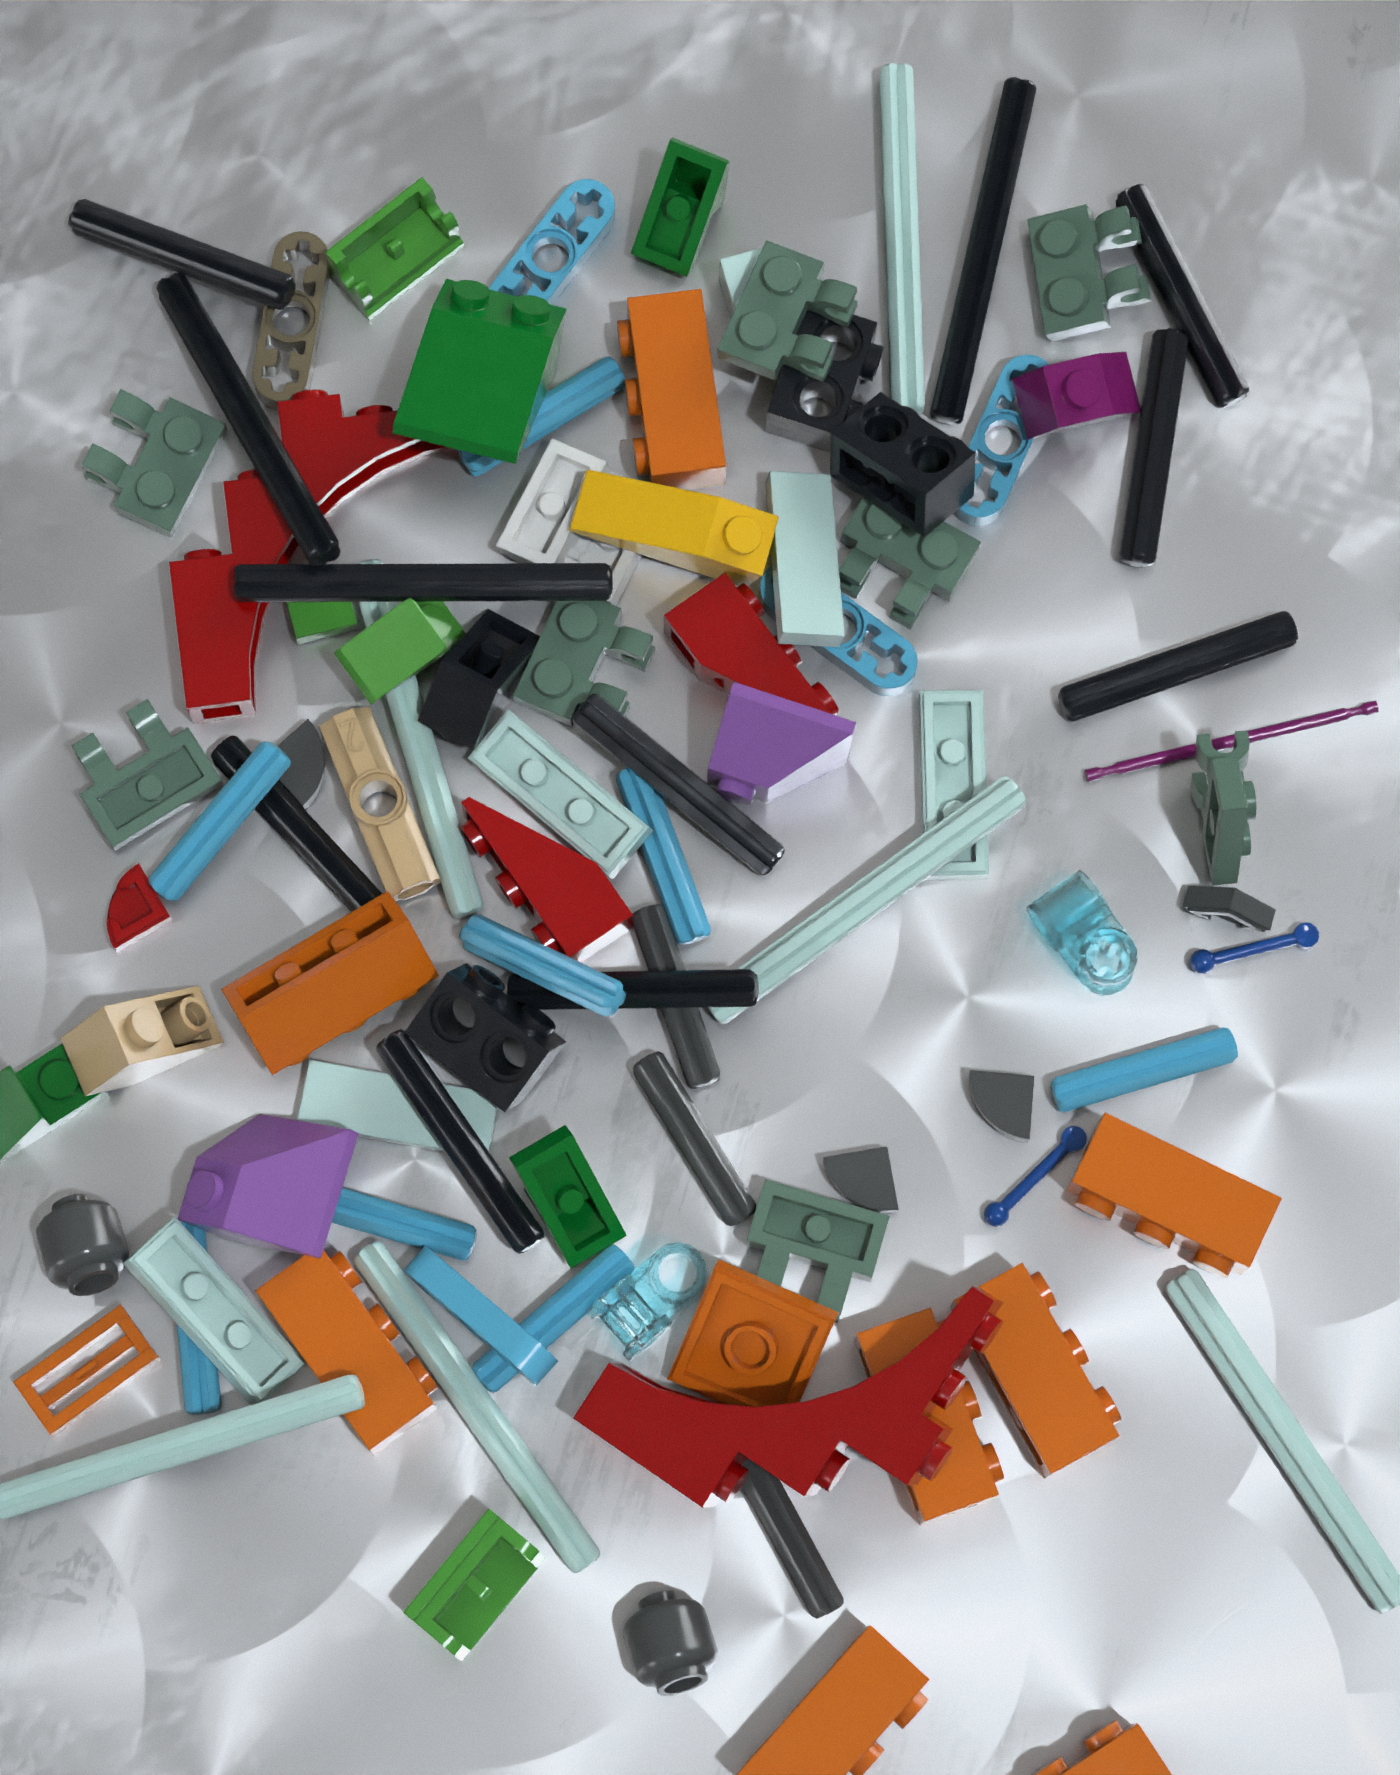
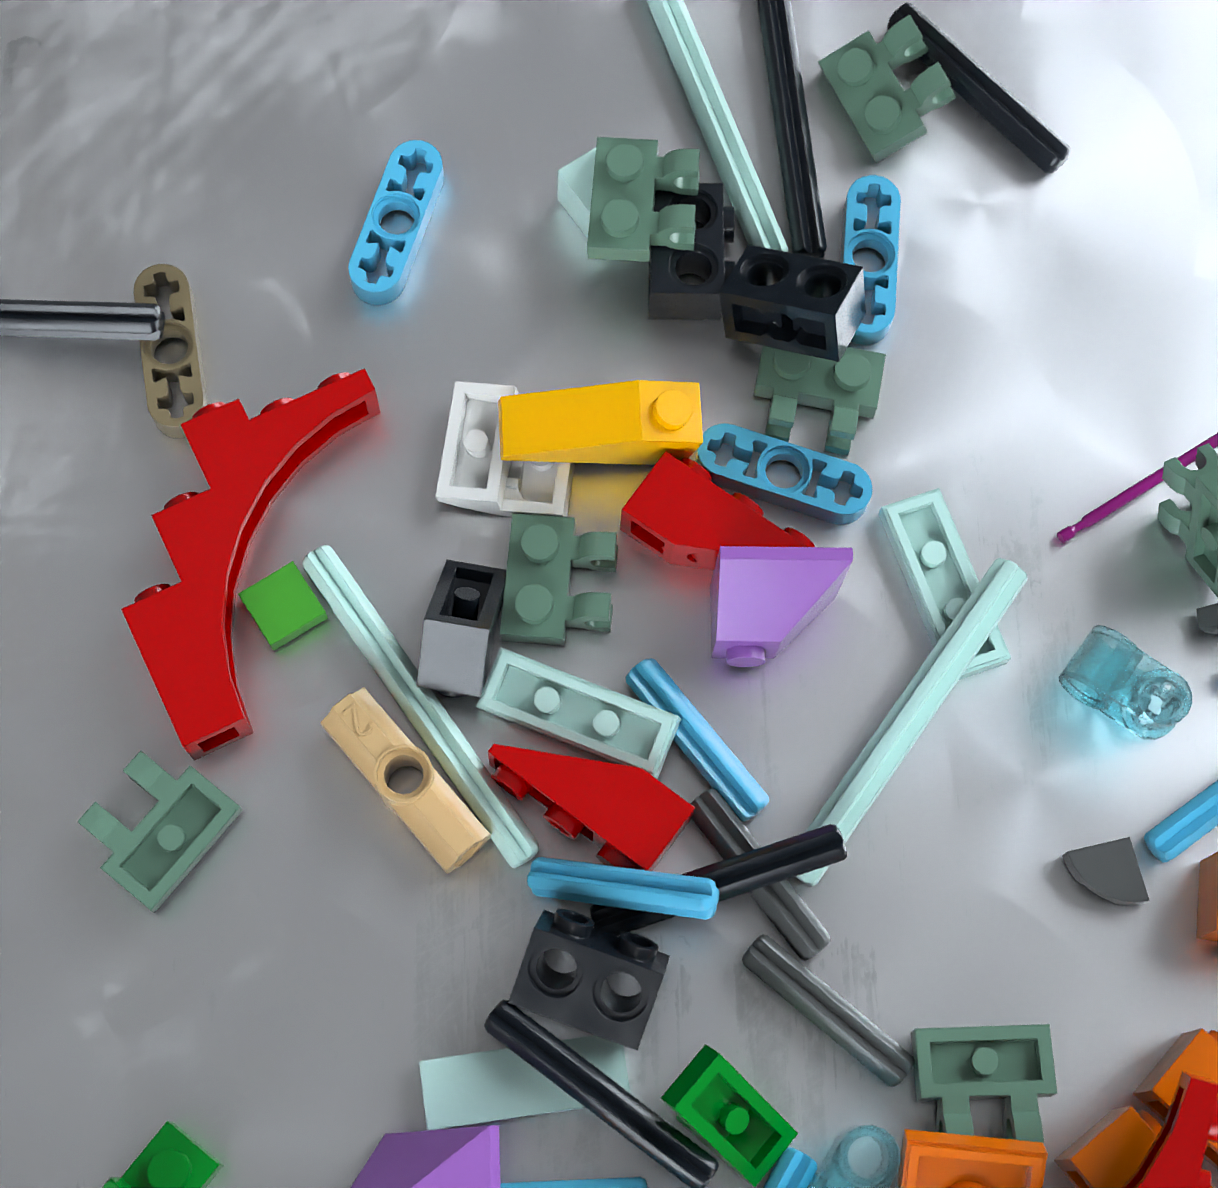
camera: 20 degrees left, 5 degrees down
(134, 910) = (192, 966): red tile -> none
(140, 1039) = (239, 1099): tan slope -> none
(169, 467) = (93, 521): sand green plate -> none
(219, 821) = (250, 849): medium azure axle -> none
(248, 420) = (161, 452): black axle -> none
(302, 833) = (340, 835): black axle -> none
(307, 764) = (311, 766): dark grey tile -> none
(330, 983) = (415, 976): orange brick -> none
(394, 249) = (247, 255): bright green hinge -> none
(399, 646) = (375, 618): bright green slope -> none
(423, 582) = (375, 551): black axle -> none
(481, 370) = (368, 333): green slope -> none
(561, 406) = (437, 366): medium azure axle -> none
(673, 390) = (554, 302): orange brick -> none
(678, 784) = (690, 666): black axle -> none
(681, 206) = (504, 136): green slope -> none
(805, 559) = (735, 419): light aqua tile -> none
(864, 1178) = (1006, 994): dark grey tile -> none
(1071, 1141) = (1184, 888): blue hinge -> none
(1076, 393) = (921, 196): magenta slope -> none
(1154, 448) = (1007, 226): black axle -> none
(1178, 666) = (1104, 411): black axle -> none

